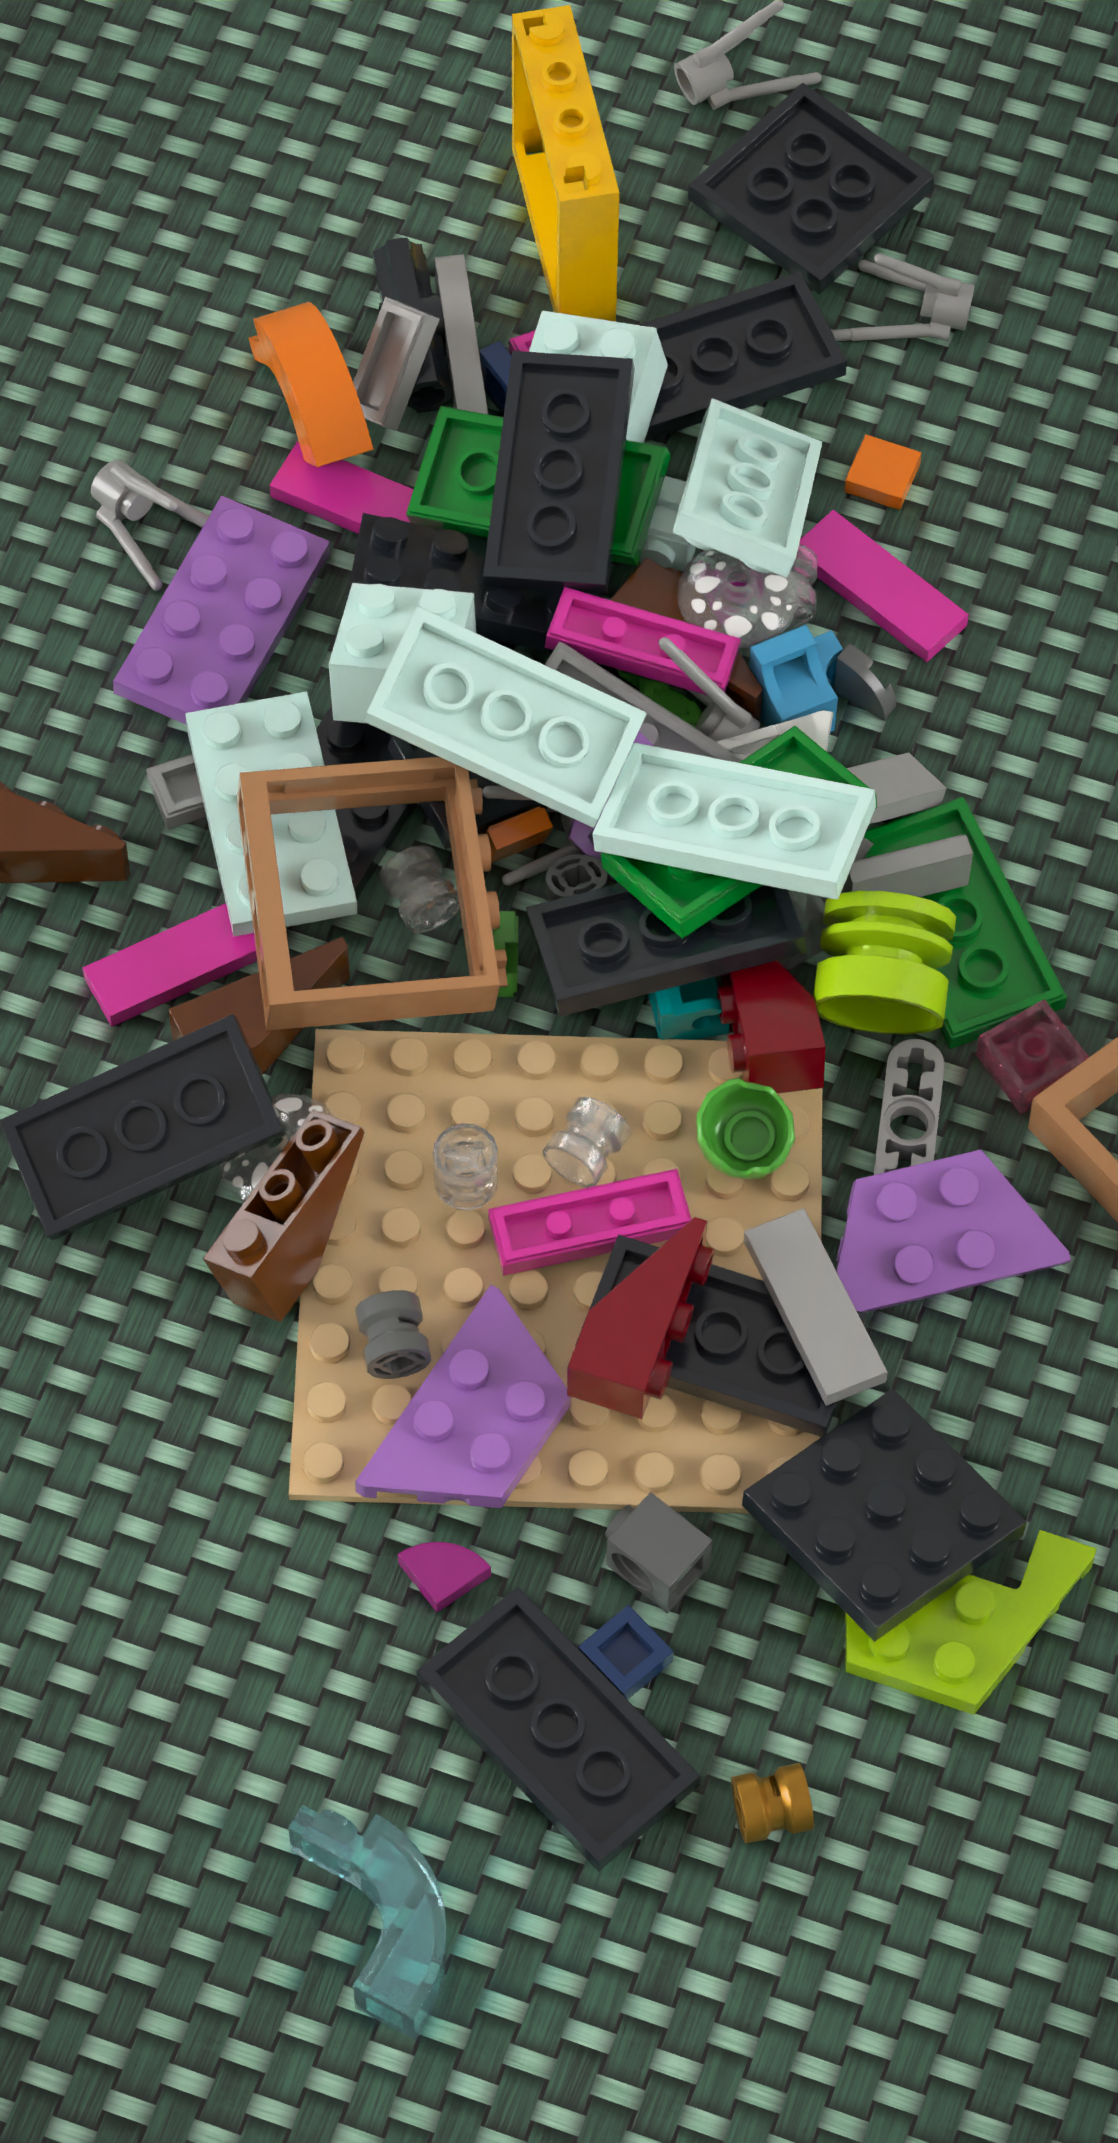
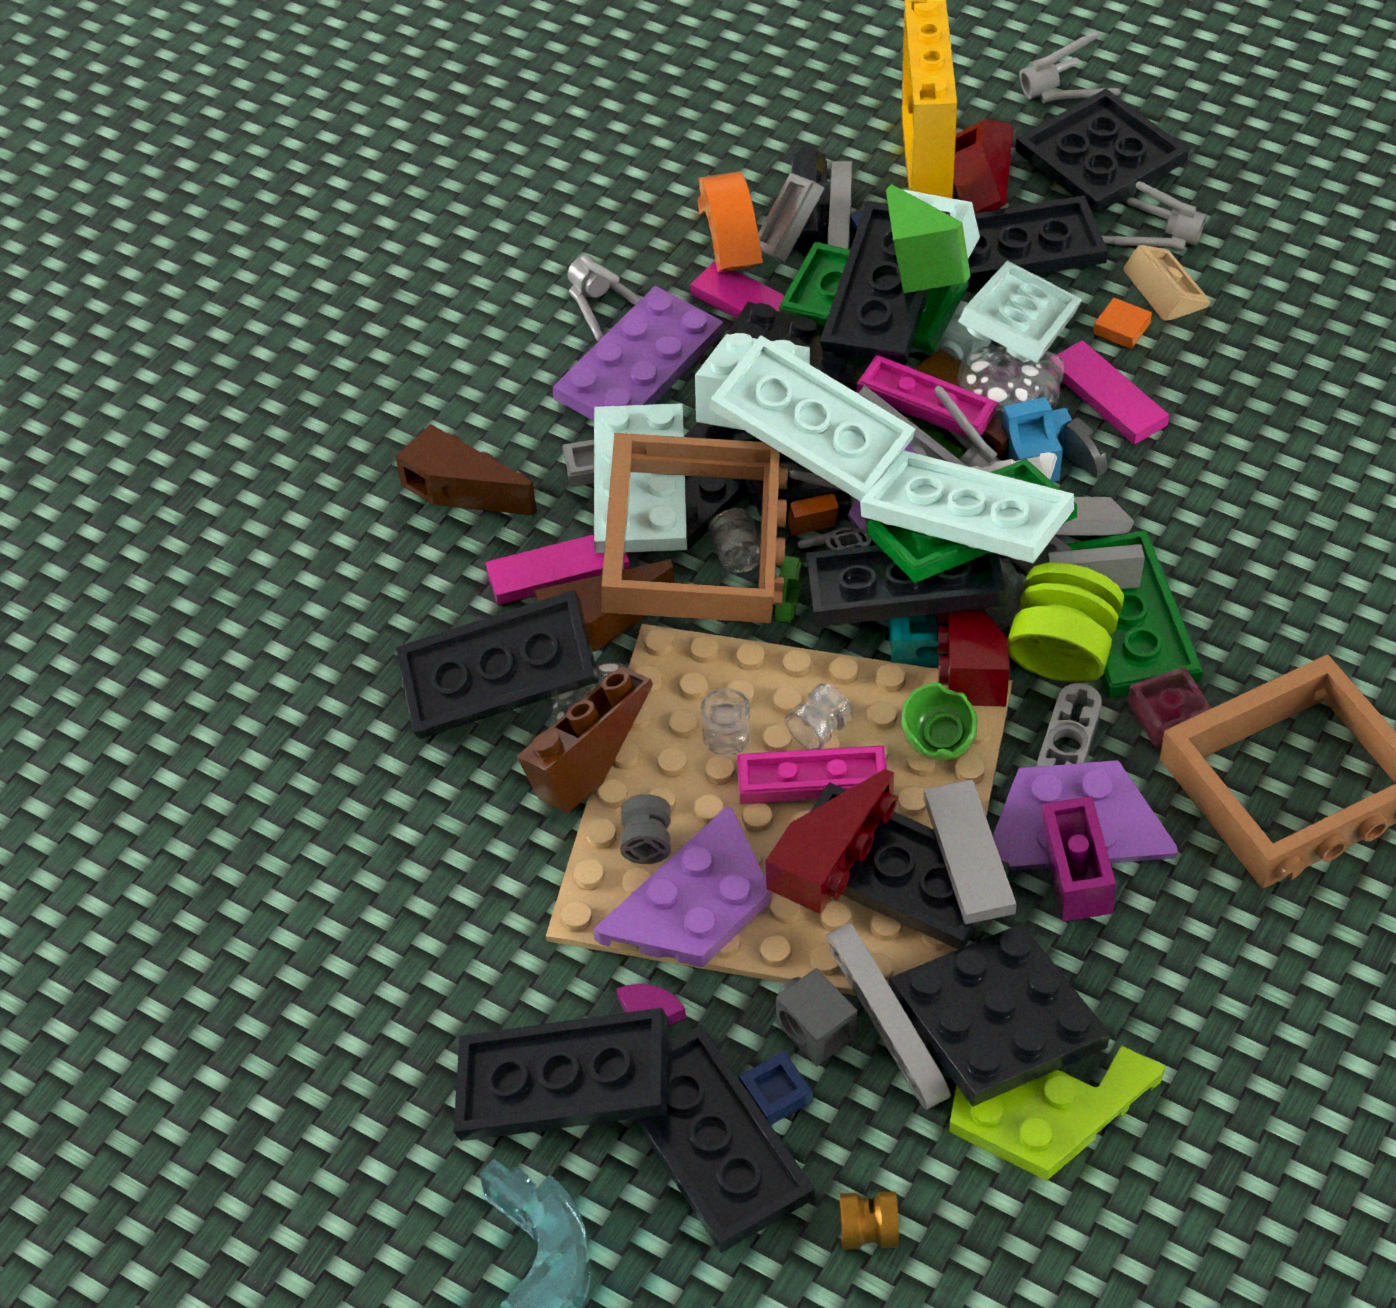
camera: 15 degrees right, 10 degrees down
(358, 1681) = (562, 1074): none -> black plate
(613, 427) = (926, 243): none -> bright green slope
(654, 245) = (983, 164): none -> dark red slope
(748, 1538) = (888, 1016): none -> light grey beam
(930, 397) = (1164, 282): none -> tan slope
(951, 1292) = (1078, 859): none -> magenta slope

